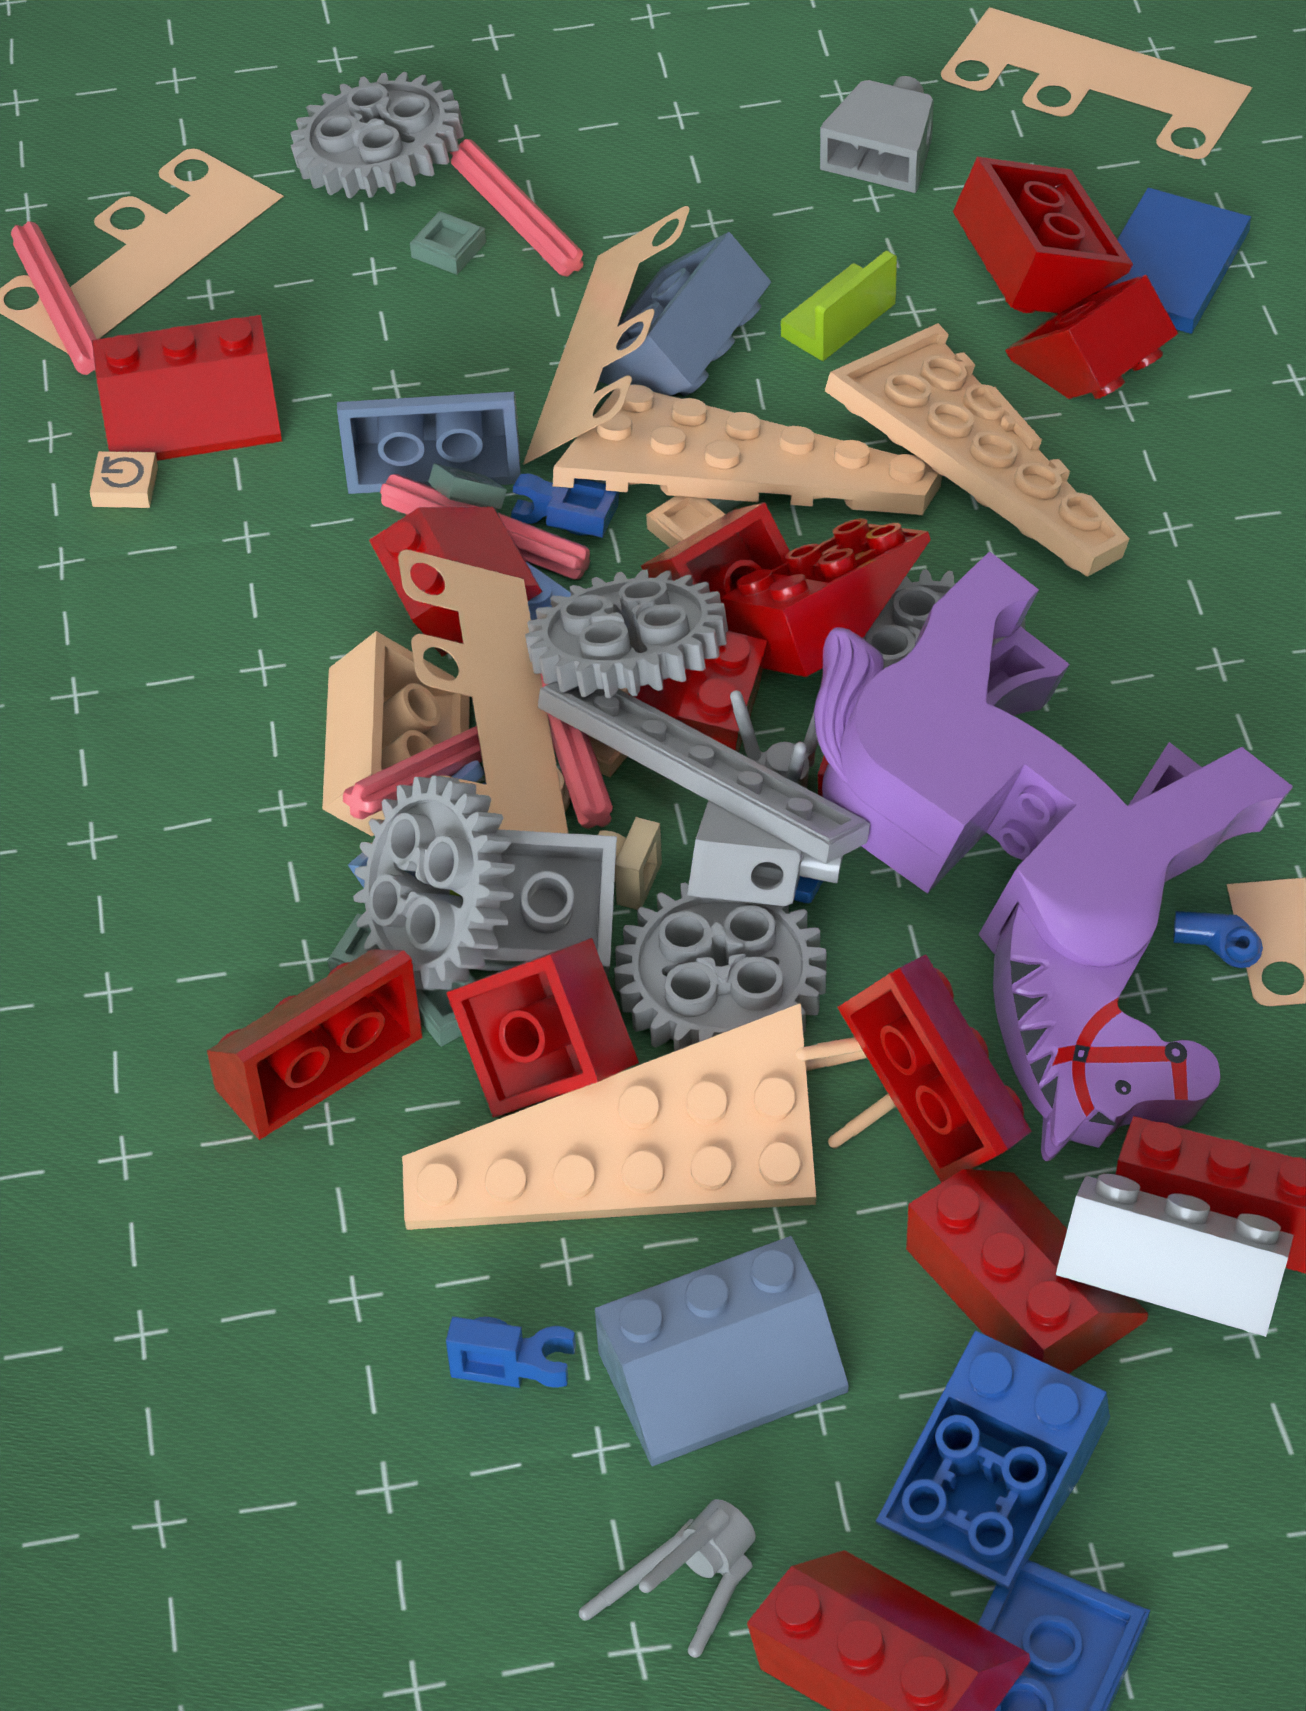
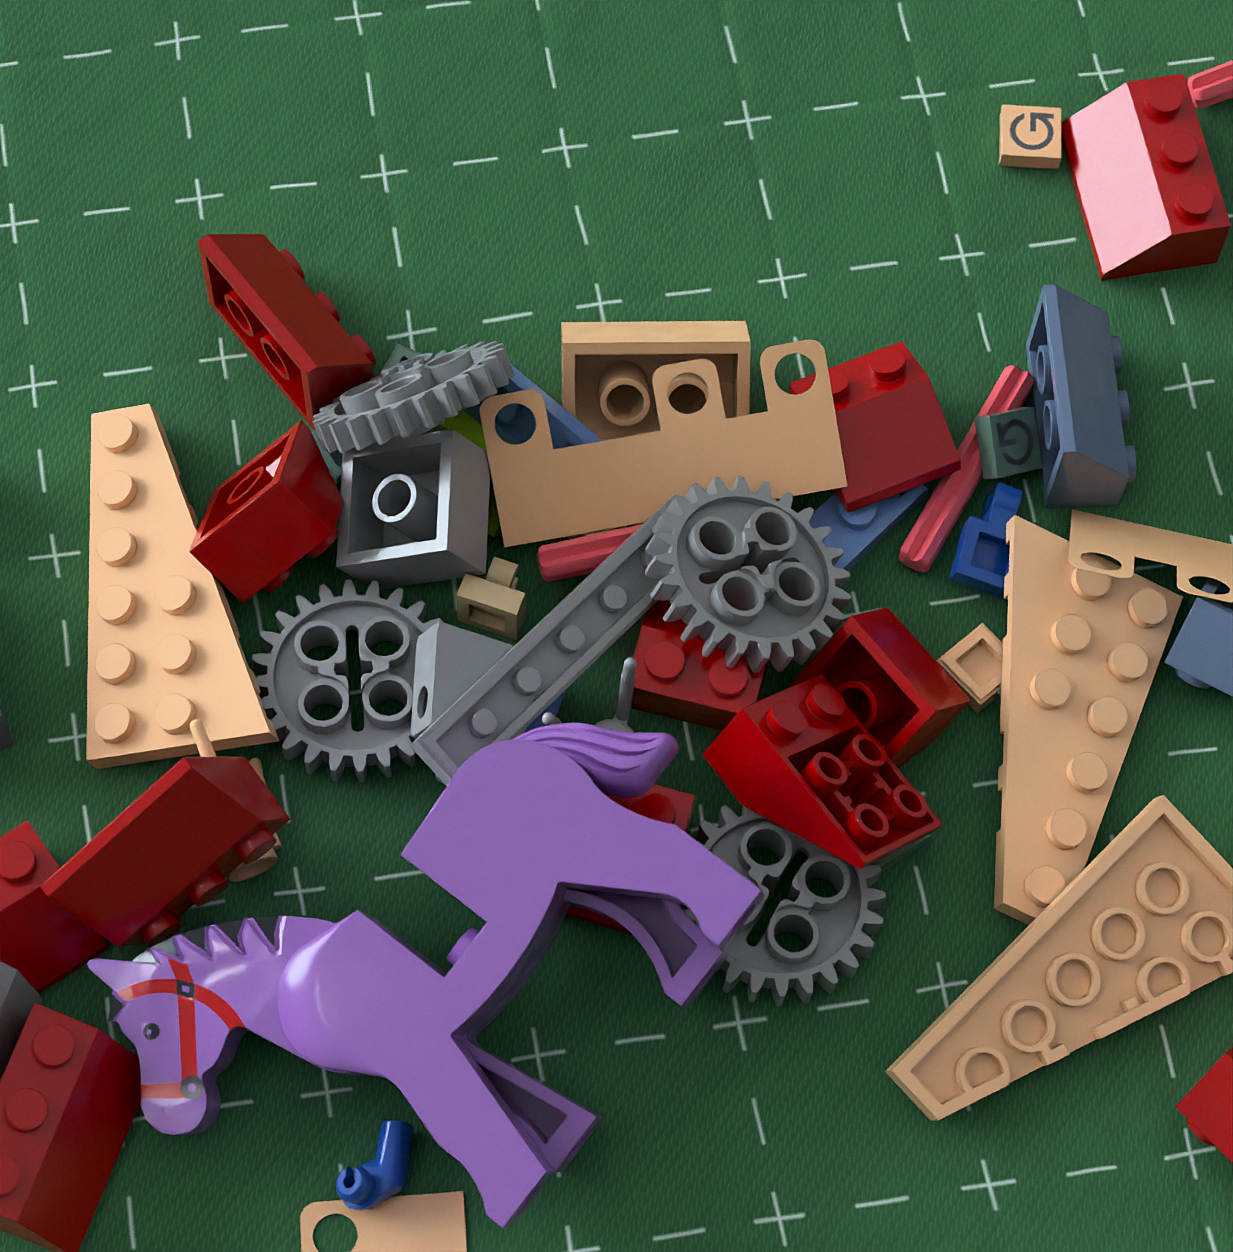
camera: 85 degrees right, 15 degrees up
(438, 760) = (563, 378): coral axle -> none

